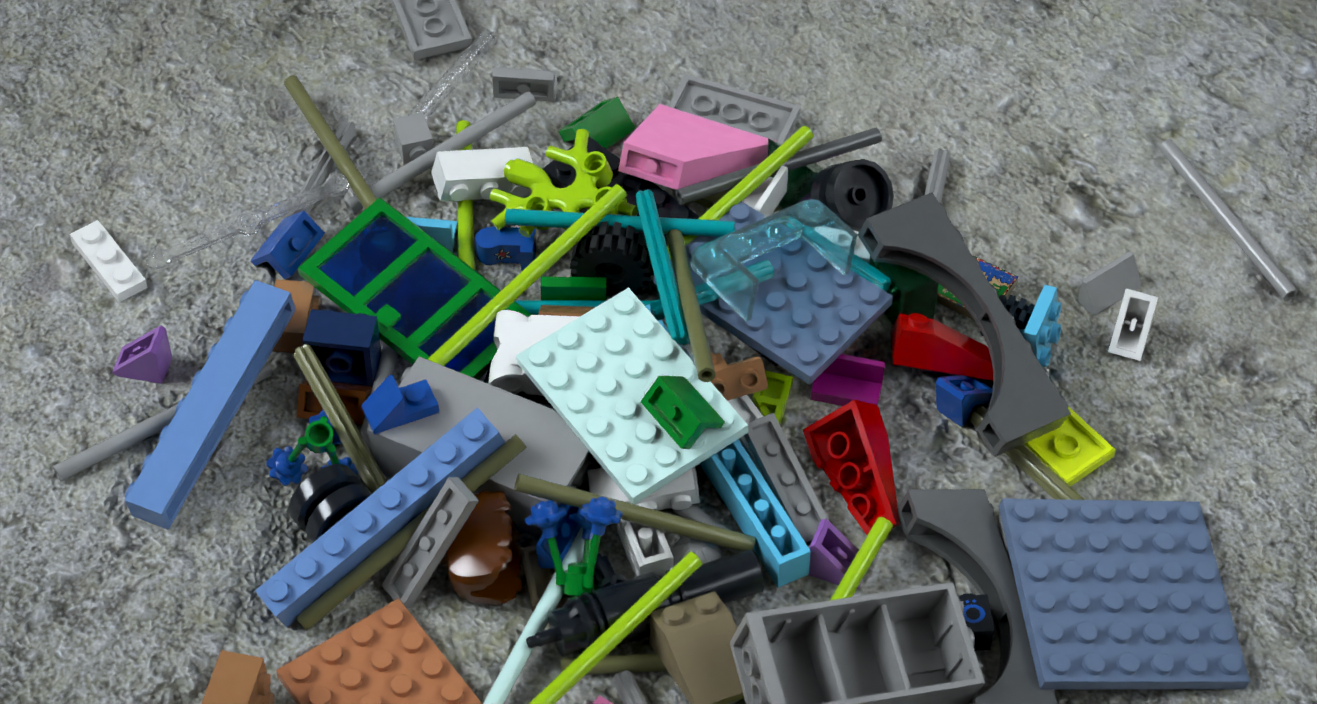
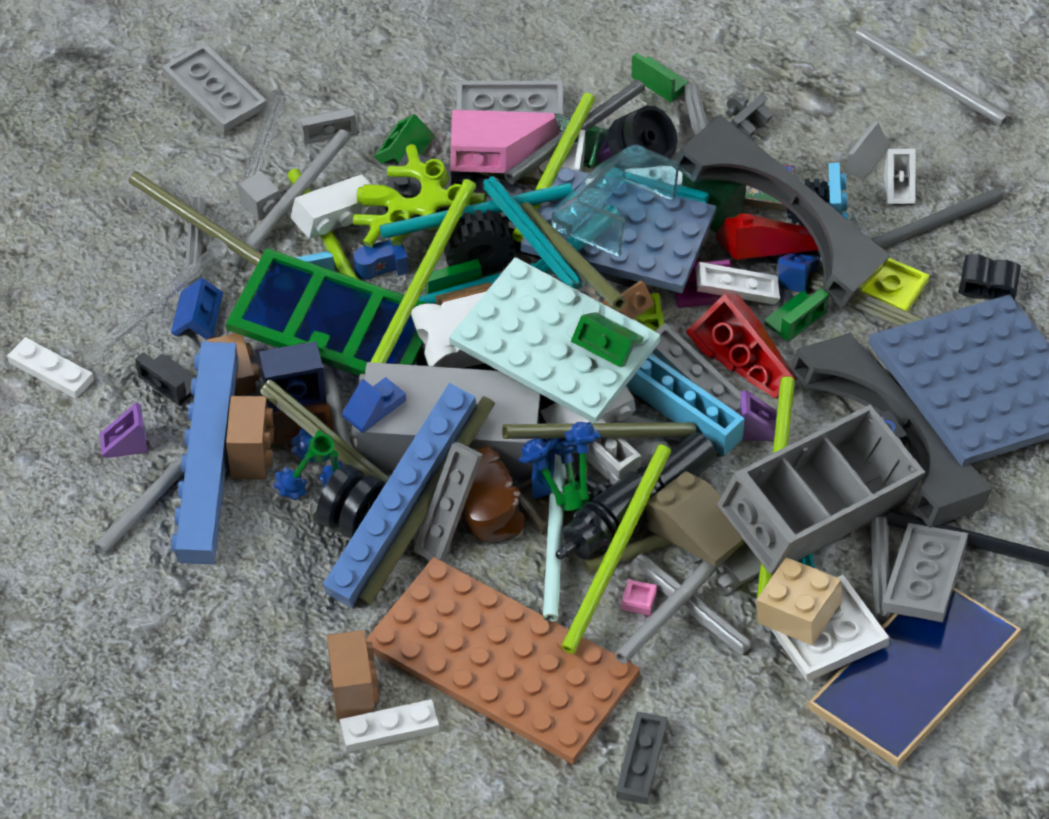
camera: 20 degrees left, 0 degrees up
(215, 302) = (165, 377): none -> black panel
(263, 401) = (250, 437): none -> medium nougat brick
(885, 391) = (748, 284): none -> white plate
(910, 132) = (657, 77): none -> green panel
(941, 449) = (798, 314): none -> green panel
(979, 209) = (755, 110): none -> dark grey hips
(1153, 387) = (939, 218): none -> dark grey piece
(1182, 474) = (988, 277): none -> black brick

